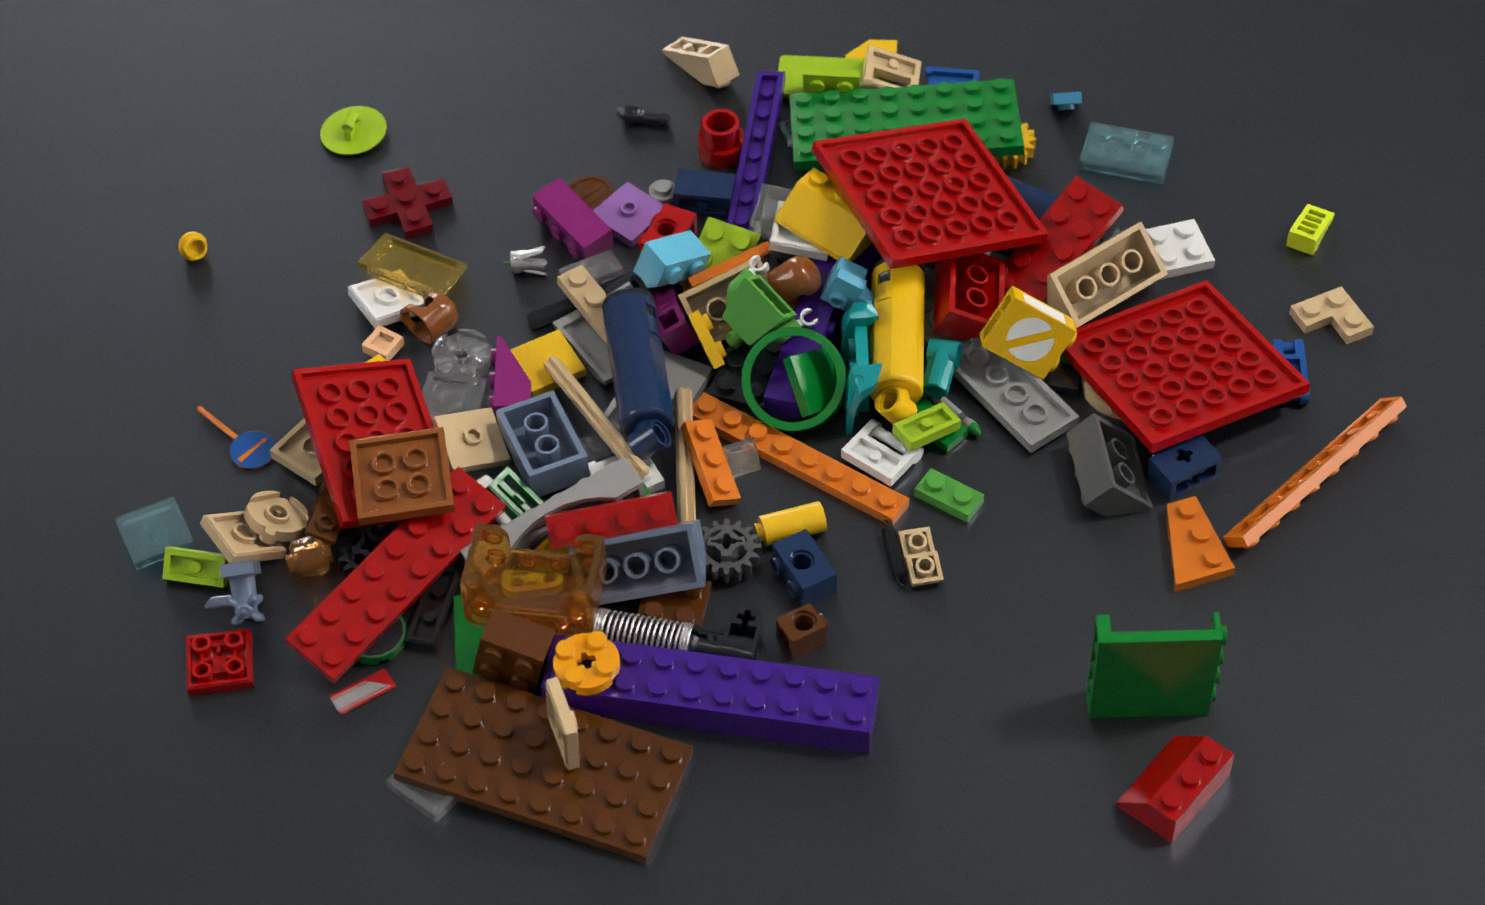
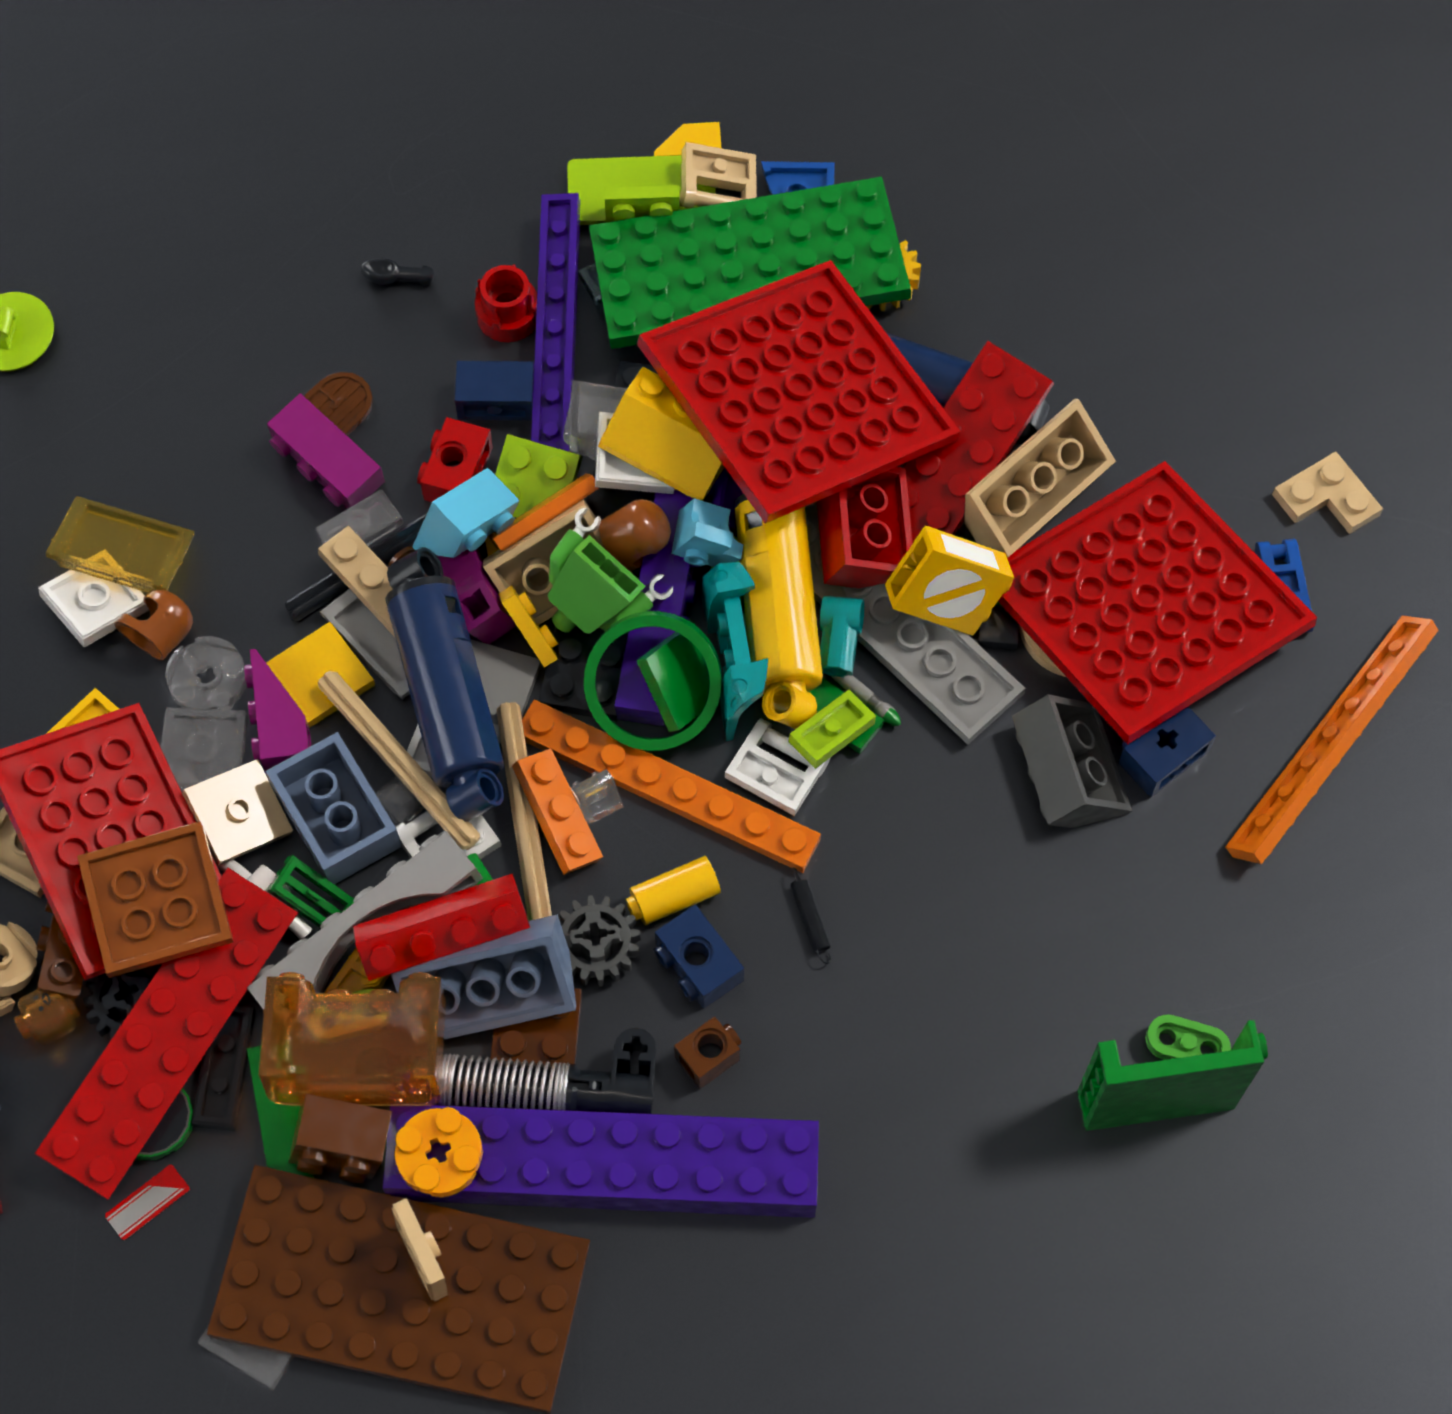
camera: 10 degrees left, 15 degrees up
(383, 342) = (98, 669): light nougat plate -> none
(407, 202) = (99, 440): dark red plate -> none
(521, 263) = (266, 518): flat silver piece -> none
(628, 213) = (398, 429): medium lavender plate -> none
(662, 191) = (438, 390): light grey plate -> none
(704, 60) = (466, 178): tan slope -> none
(920, 556) = (845, 919): tan slope -> none
(949, 495) = (870, 820): bright green plate -> none
(1065, 100) = (951, 195): dark azure plate -> none
(1126, 152) = (1038, 269): clear light blue plate -> none
(1177, 784) = (1206, 1221): red slope -> none
(1181, 248) = (1123, 410): white plate -> none
(1195, 547) = (1192, 864): orange wing -> none
(1306, 234) = (1280, 386): neon yellow slope -> none

